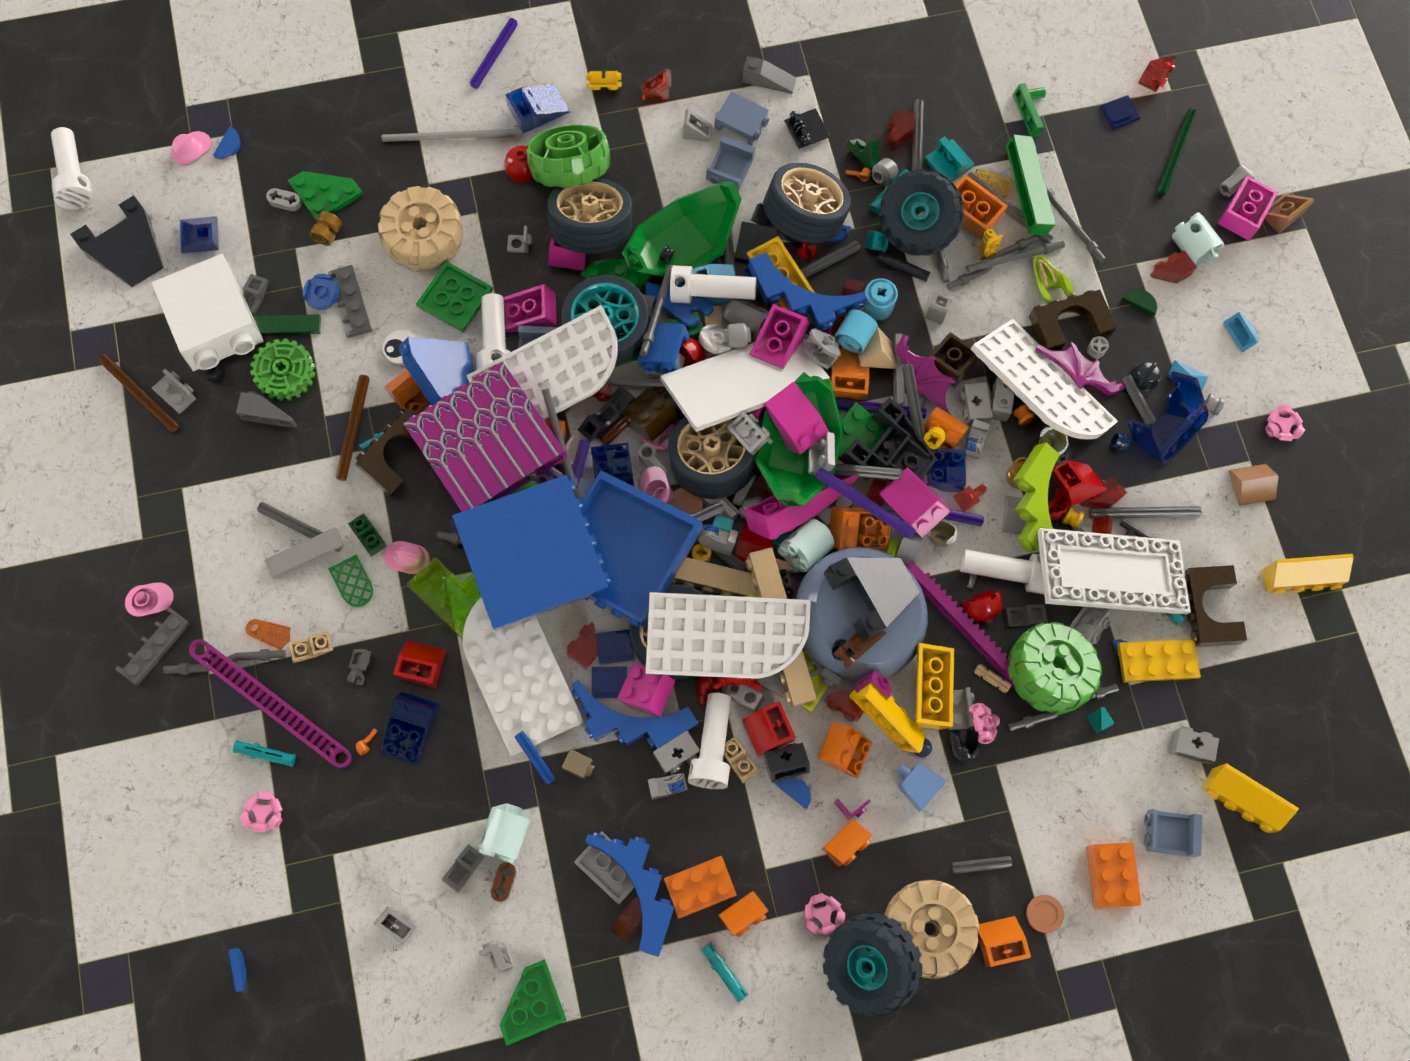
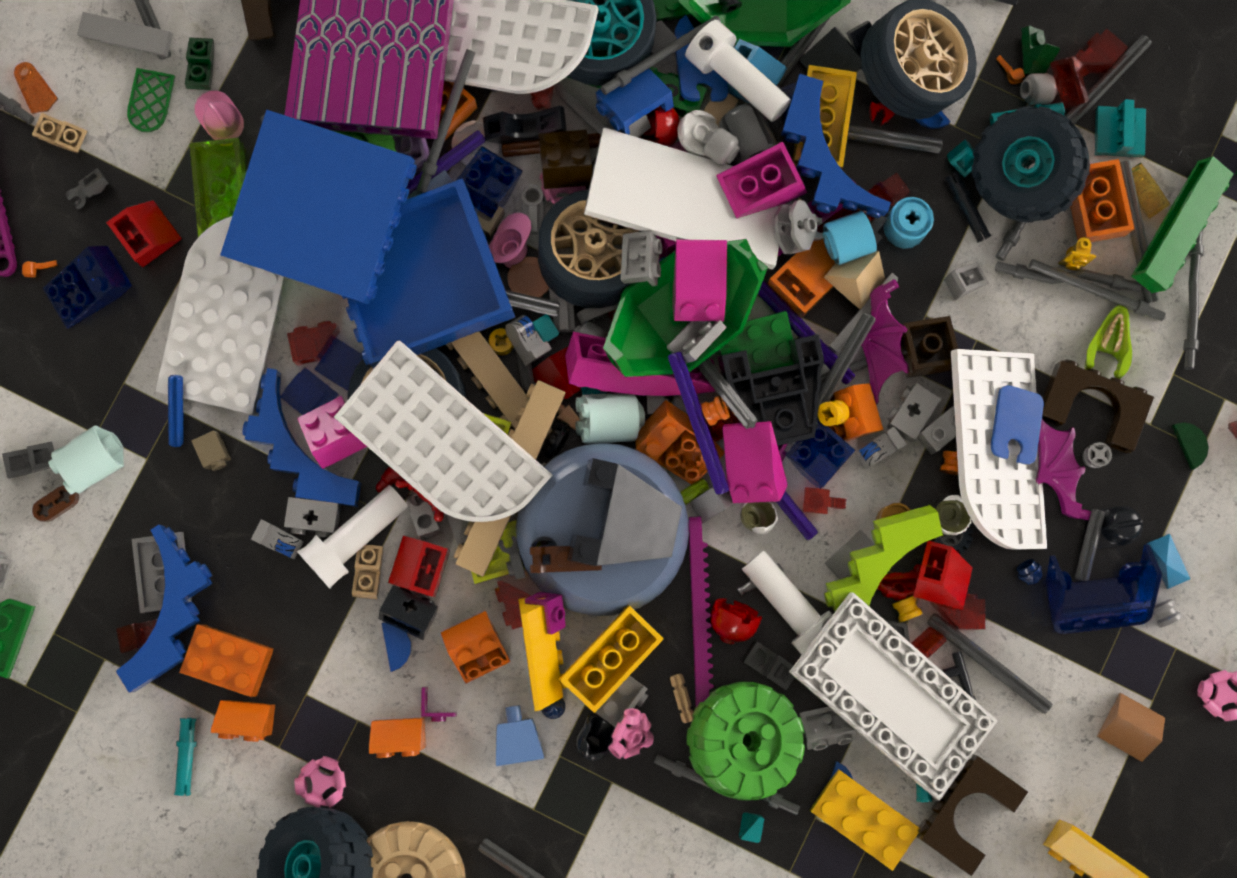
camera: 40 degrees right, 10 degrees up
(868, 488) = (715, 410): none -> orange wheel
(899, 153) = (1069, 81): none -> clear red slope
(1039, 360) = (1017, 418): none -> piece

